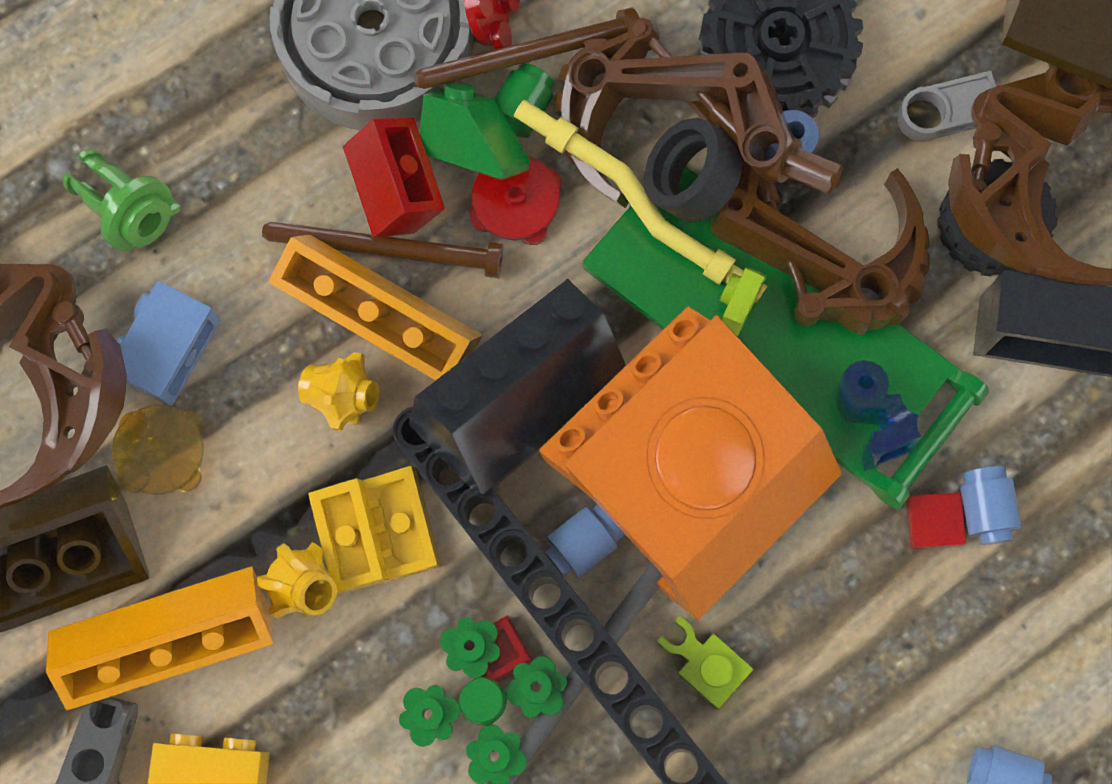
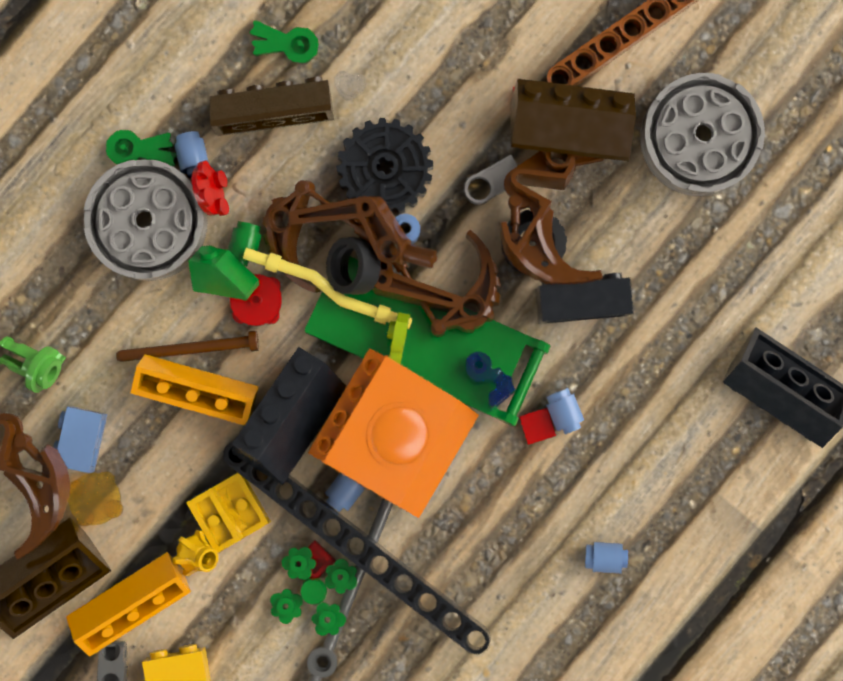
camera: 20 degrees left, 10 degrees up
(339, 390) = (187, 440): yellow rock -> none
(393, 176) = (183, 309): red brick -> none
(523, 52) = (241, 214): reddish brown bar -> none
(711, 667) = (433, 539): lime plate -> none

